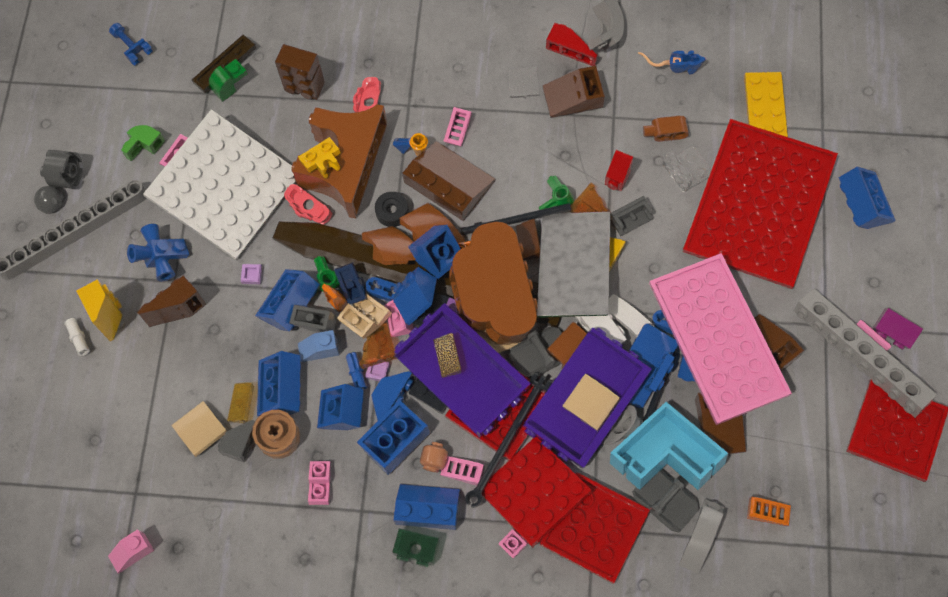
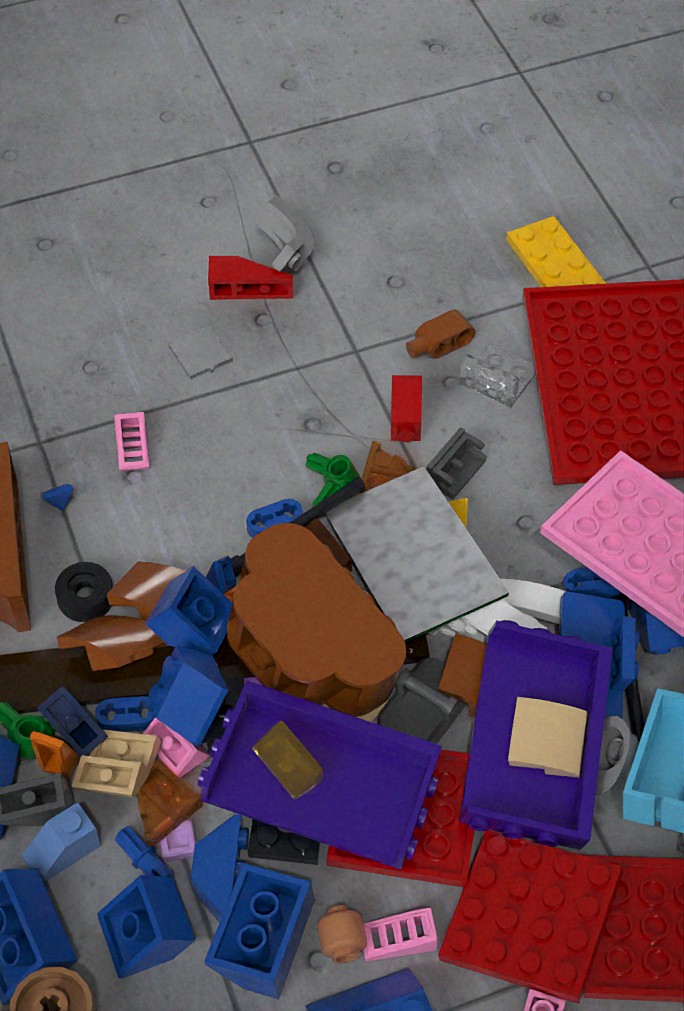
camera: 30 degrees left, 15 degrees down
(418, 143) = (85, 482): light orange cone -> none
(447, 180) = (152, 520): reddish brown slope -> none
(466, 231) = (222, 574): none -> blue slope
(513, 206) = (272, 515): none -> blue beam
(537, 387) = (443, 956): black hinge -> none
(574, 92) = (285, 334): reddish brown slope -> none
(680, 61) = (413, 247): blue animal -> none

